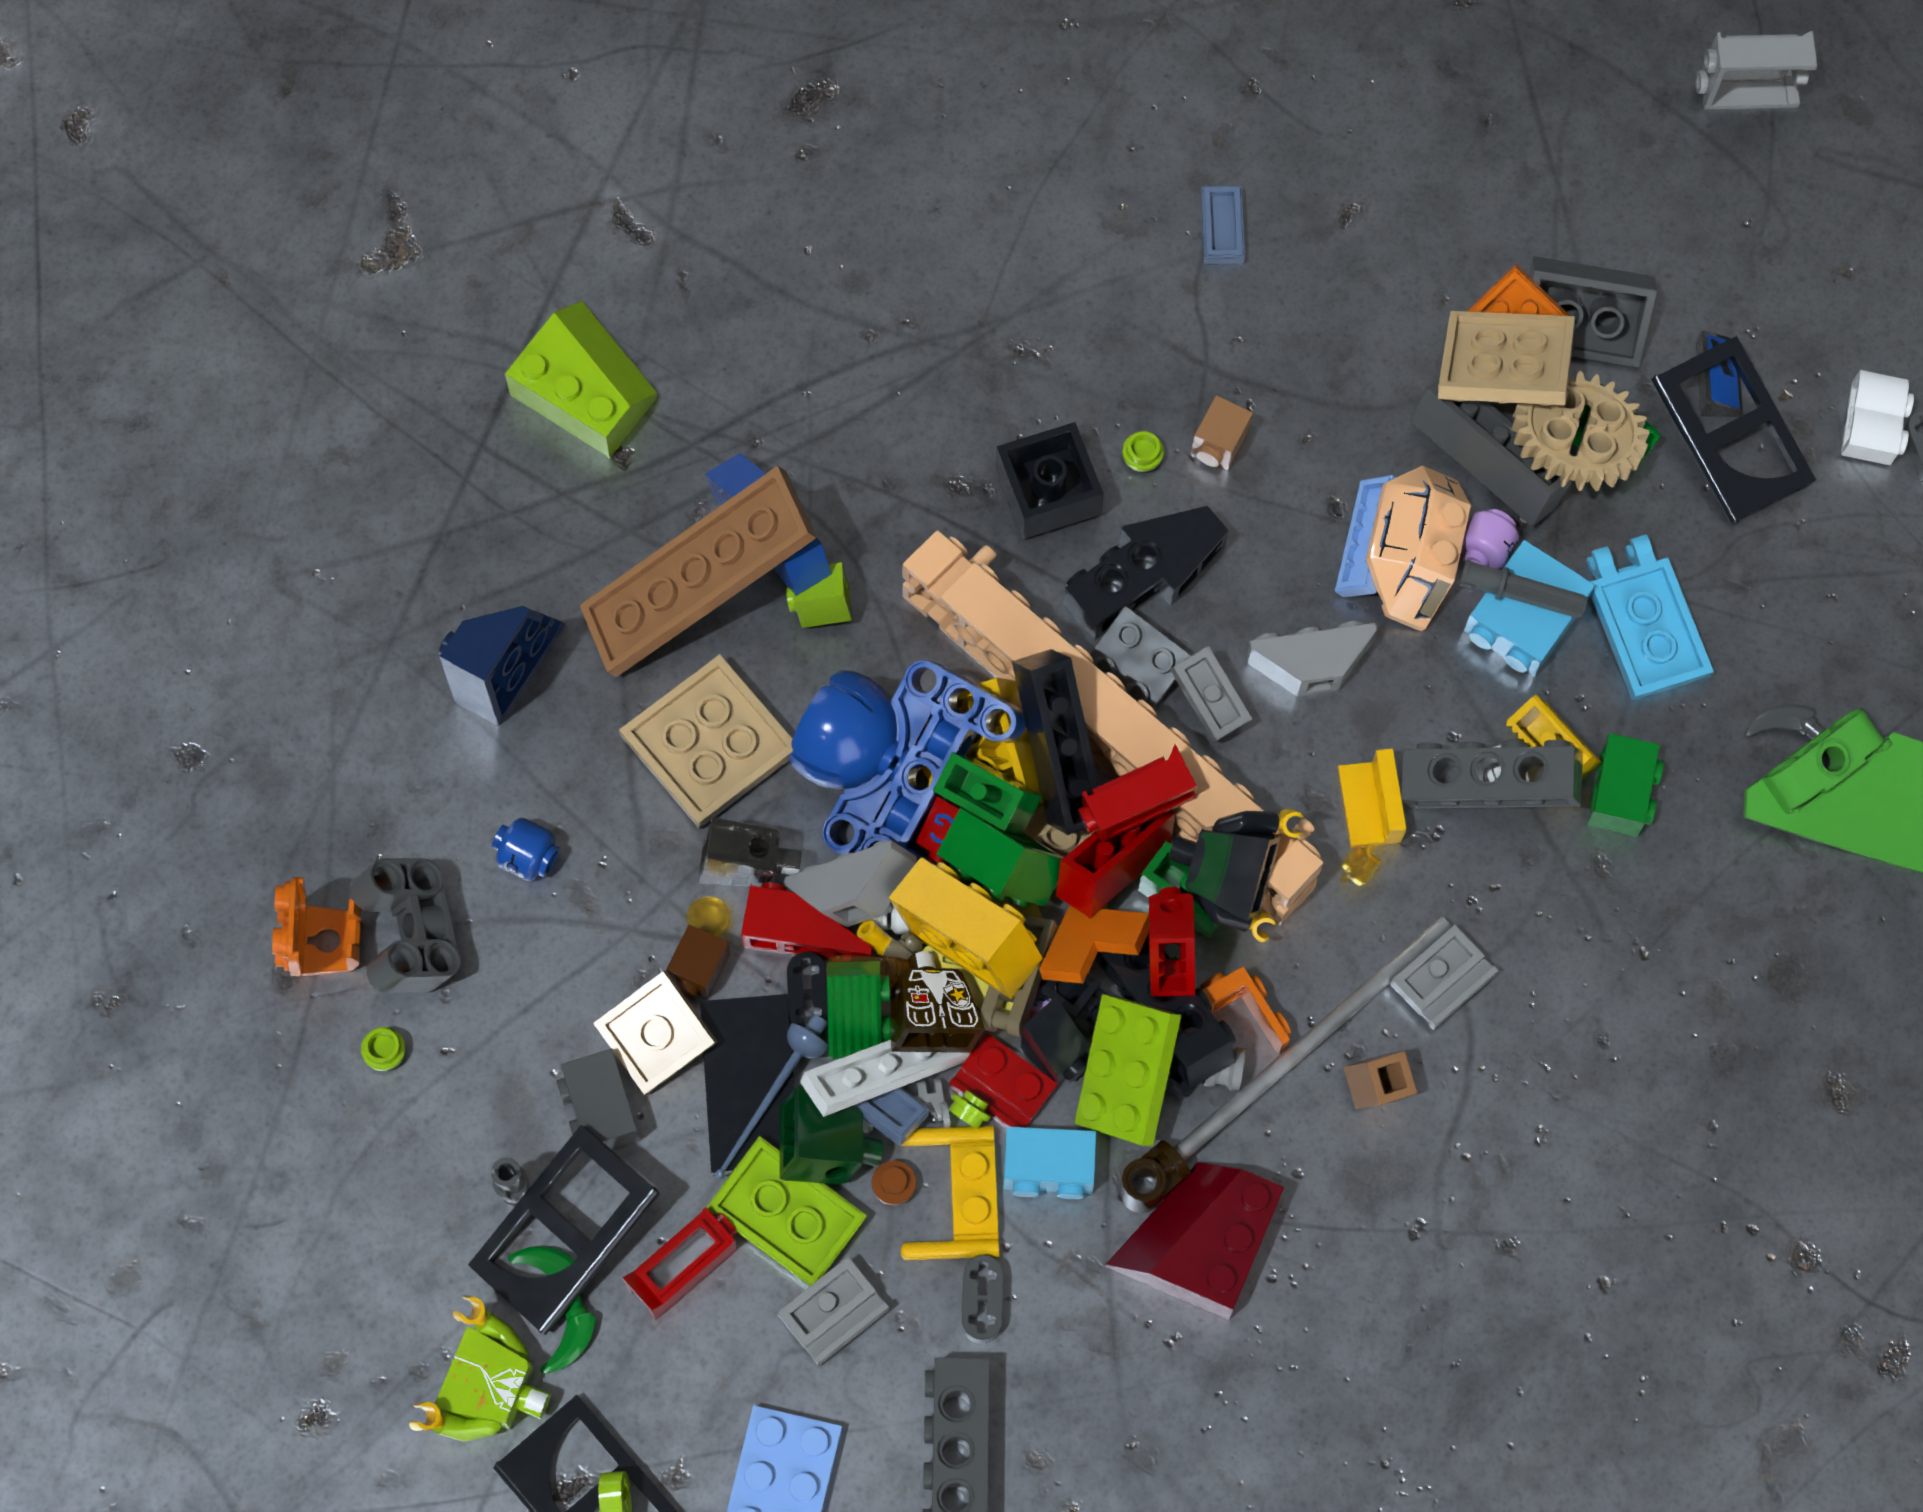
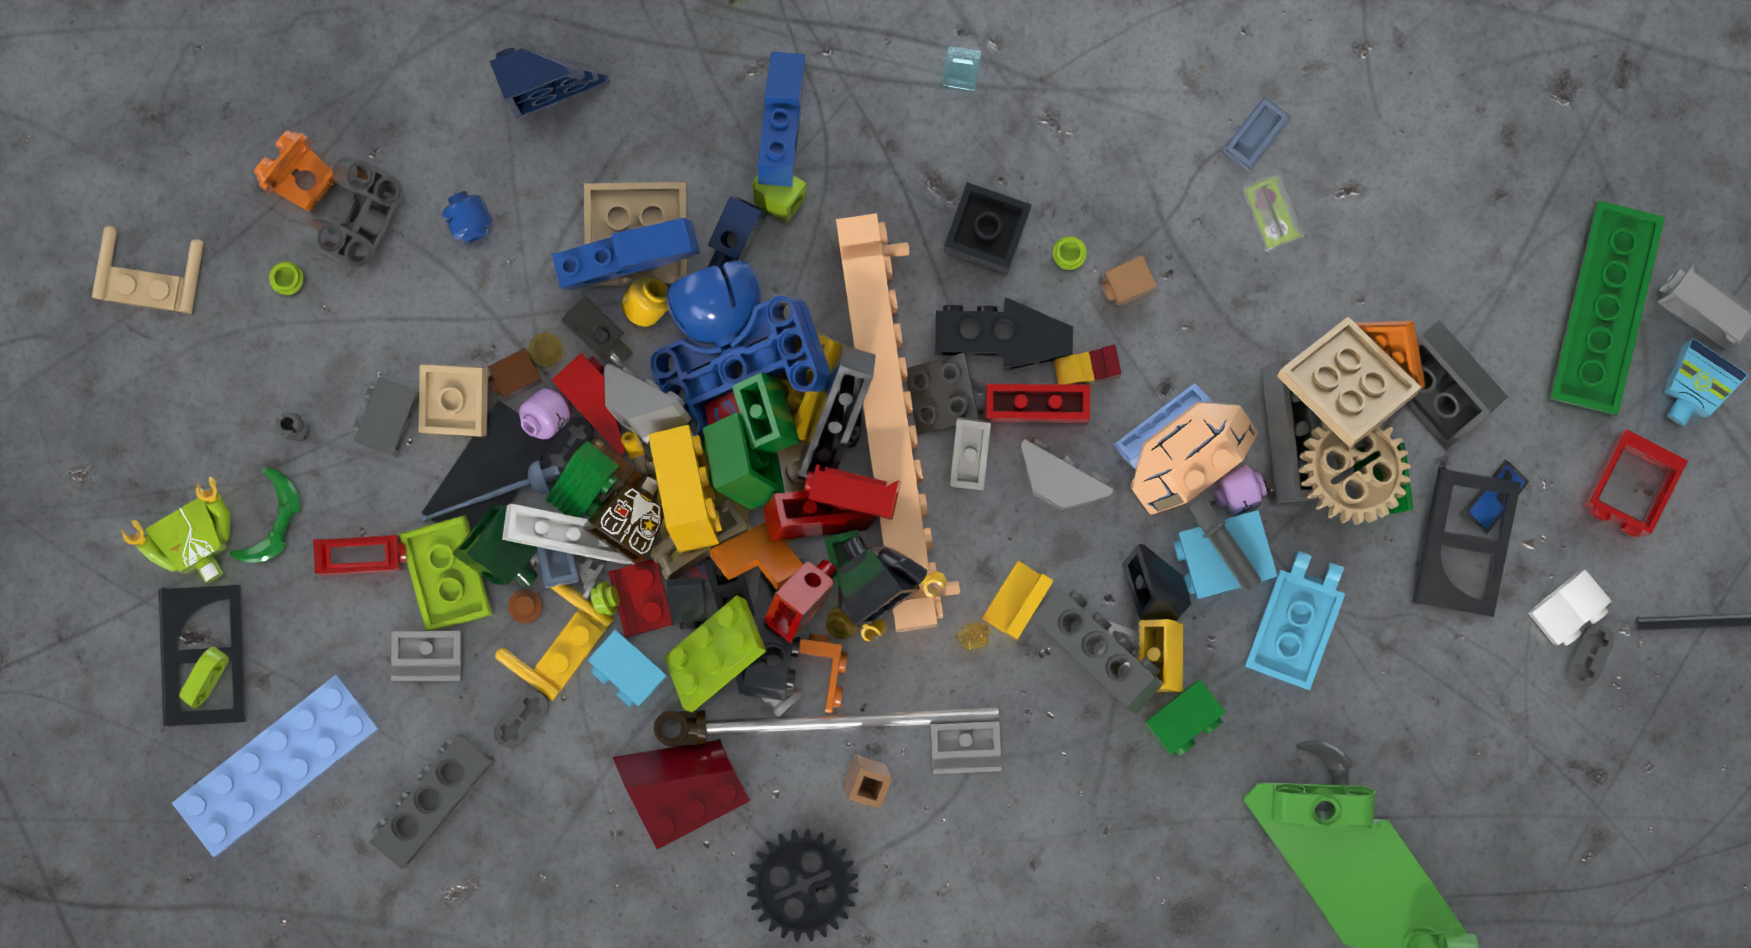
camera: 45 degrees right, 15 degrees up
(237, 1171) = (143, 287): none -> tan plate
(548, 1297) = (265, 514): black window -> none
(697, 571) = (706, 121): medium nougat plate -> none
(722, 749) = (626, 253): none -> blue brick
(760, 975) = (544, 413): none -> lavender head
(773, 792) = (645, 301): none -> yellow head
(806, 647) = (744, 221): none -> dark blue torso
(899, 365) = (961, 68): none -> clear light blue slope
(1222, 950) = (840, 625): none -> clear yellow plate
(1234, 600) = (1037, 403): none -> red brick
(1252, 536) = (1088, 367): none -> leg
(1298, 280) = (1273, 212): none -> clear slope
(1438, 1253) = (815, 914): none -> black gear
(1488, 682) = (1155, 586): none -> black slope
(1668, 142) = (1607, 307): none -> green plate
(1806, 141) = (1700, 382): none -> medium azure torso
(1824, 232) = (1650, 453): none -> red window

